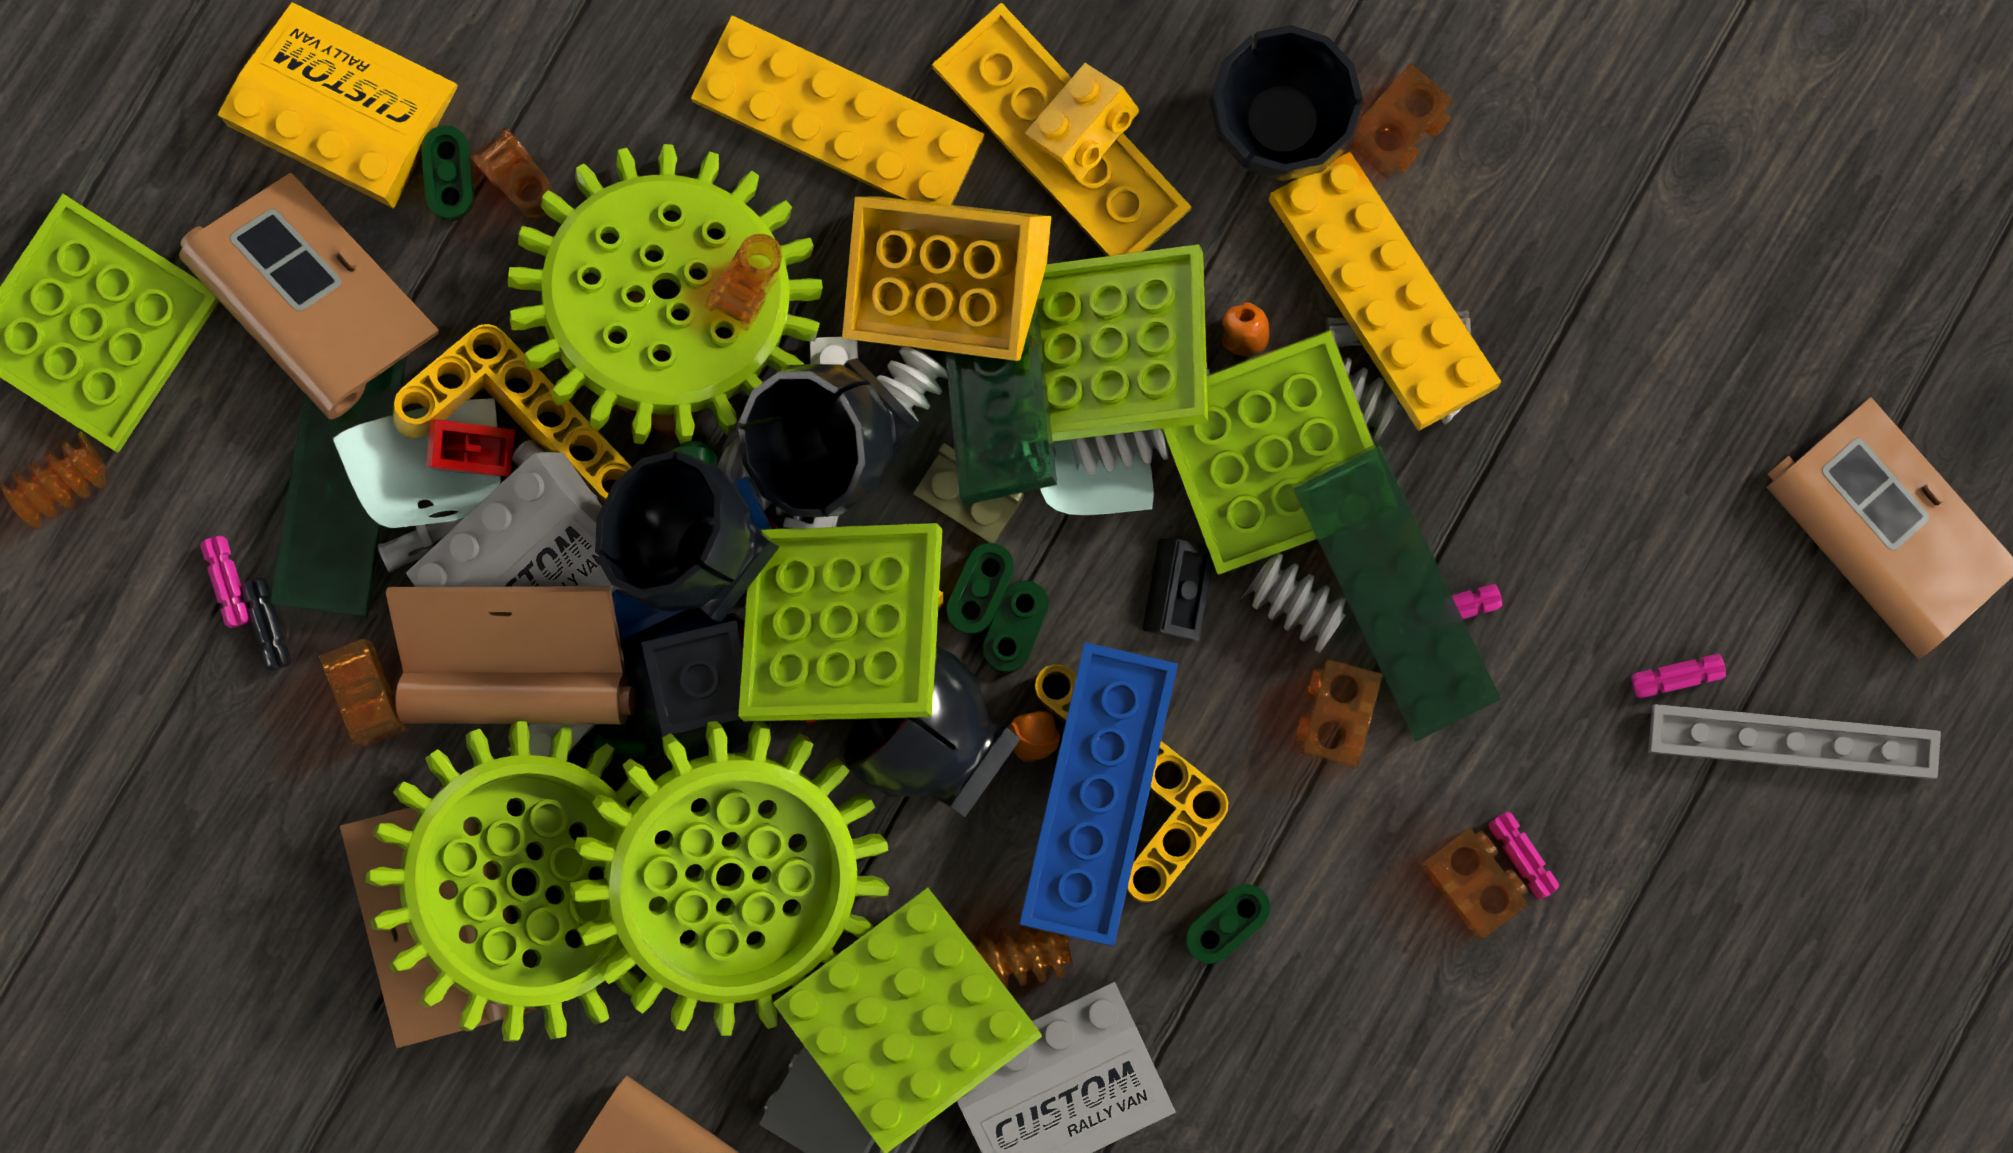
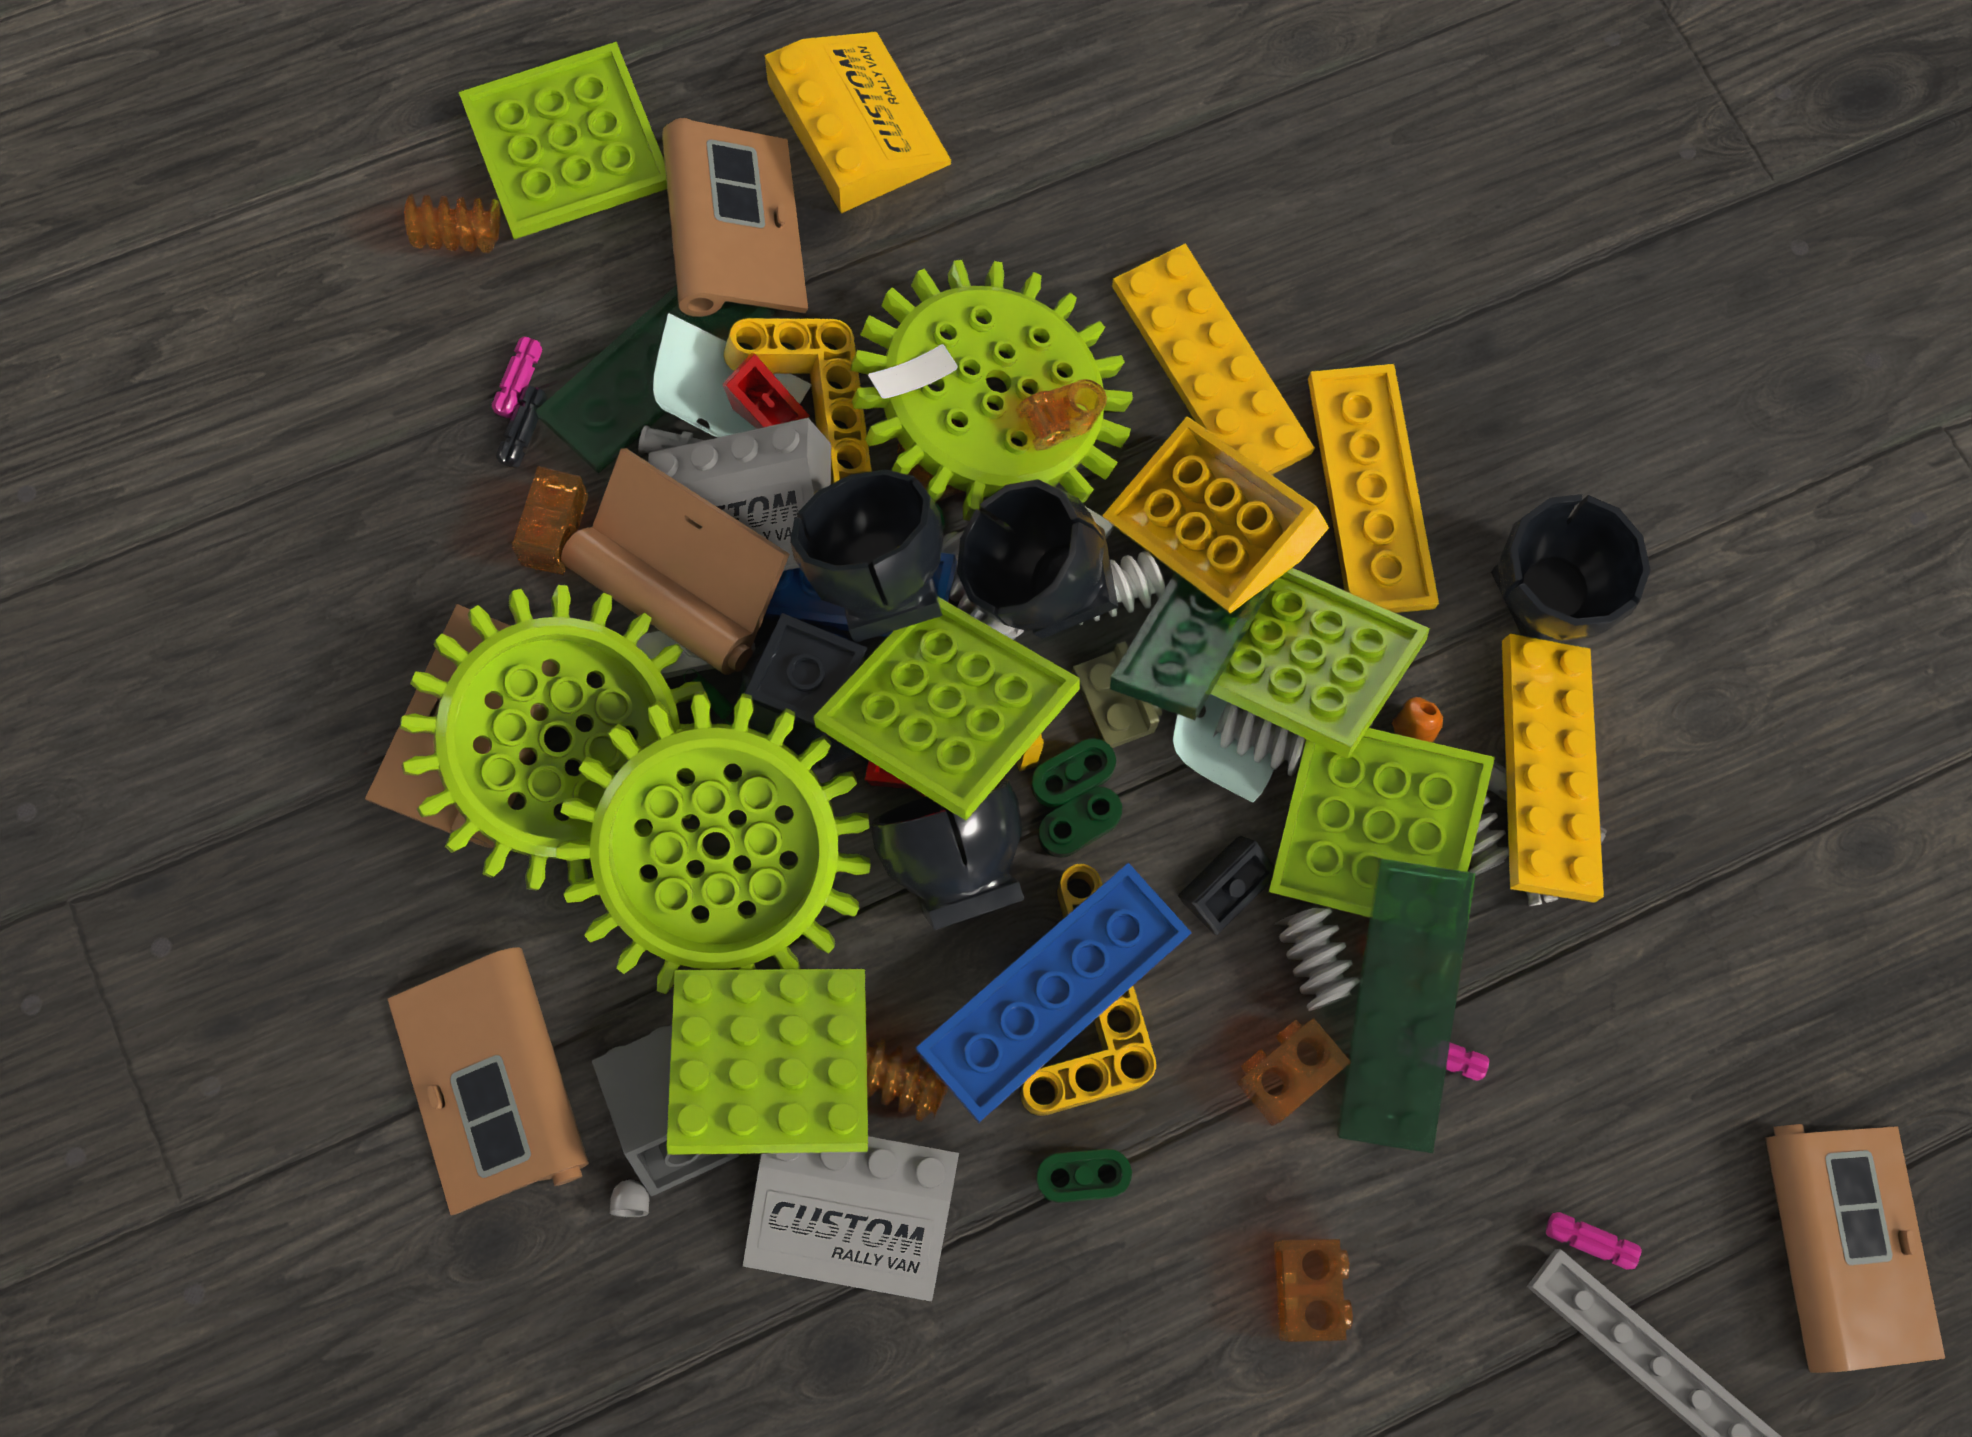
camera: 25 degrees right, 10 degrees down
(448, 174) = (895, 213): dark green plate -> none
(511, 169) = (945, 241): clear orange piece -> none
(591, 339) = (914, 373): none -> white sticker
(1037, 735) = (1034, 914): orange piece -> none
(1083, 120) = (1400, 483): yellow bracket -> none
(1392, 116) = (1642, 645): clear orange brick -> none
(1523, 855) = (1366, 1297): dark pink axle -> none

